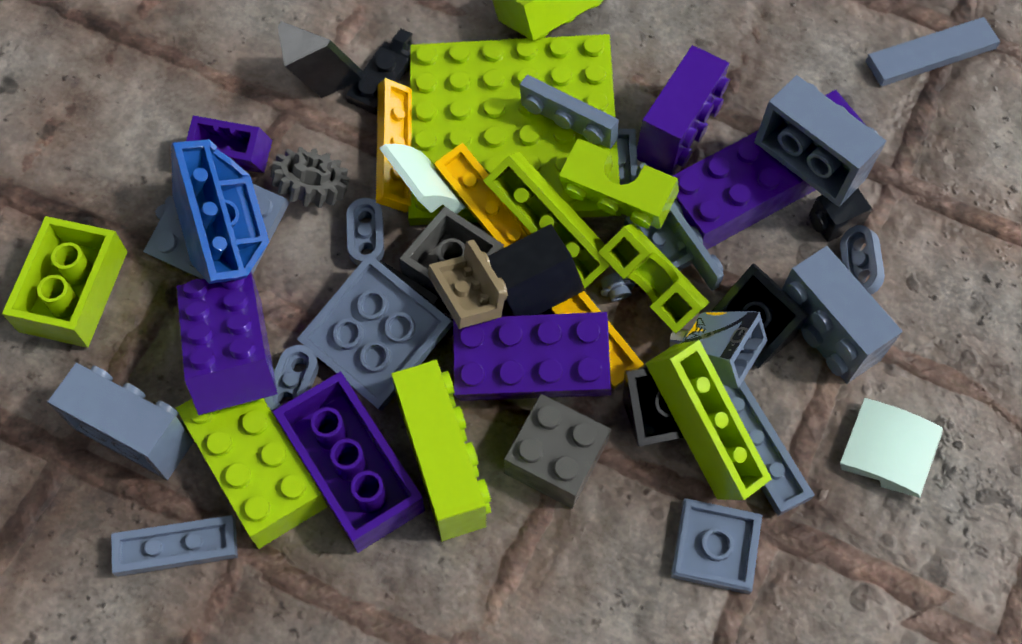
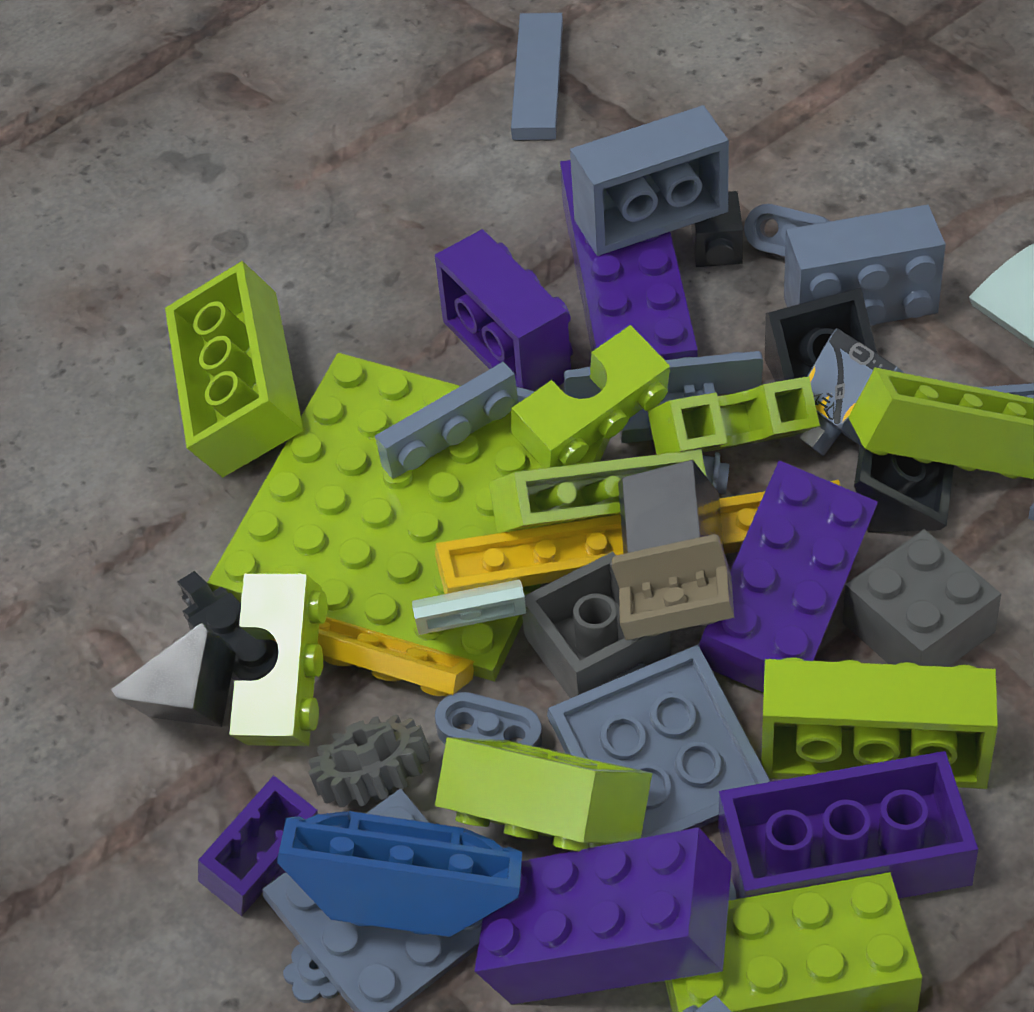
camera: 60 degrees left, 15 degrees down
(301, 273) = (542, 793): none -> lime brick
(377, 90) = (281, 704): none -> arch

